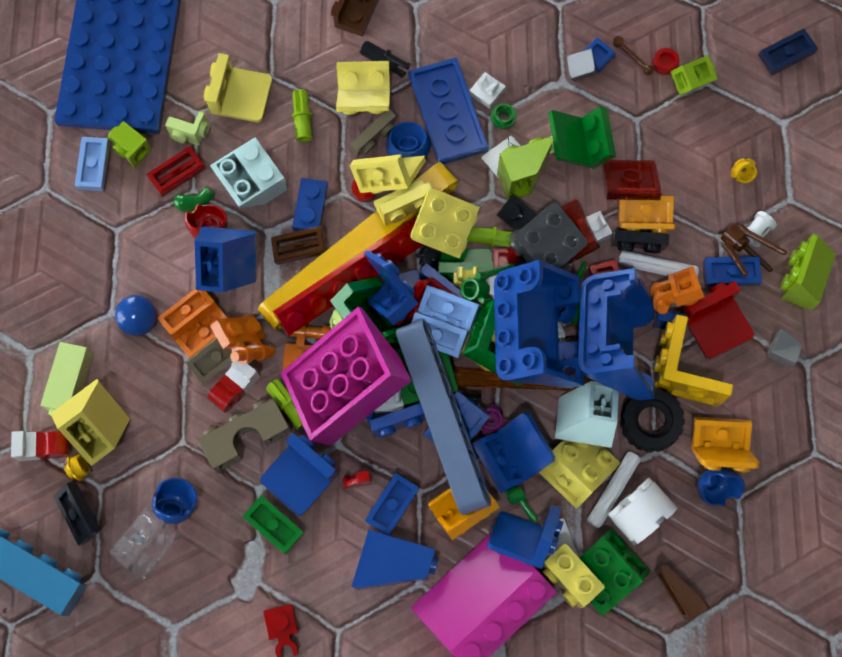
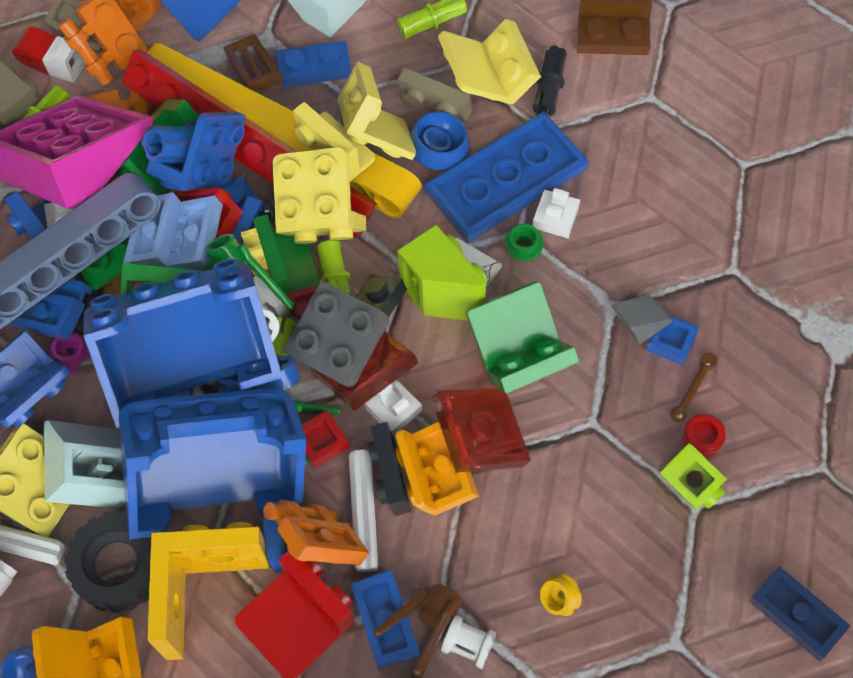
camera: 75 degrees right, 10 degrees down
(381, 294) = (168, 143): none -> blue piece

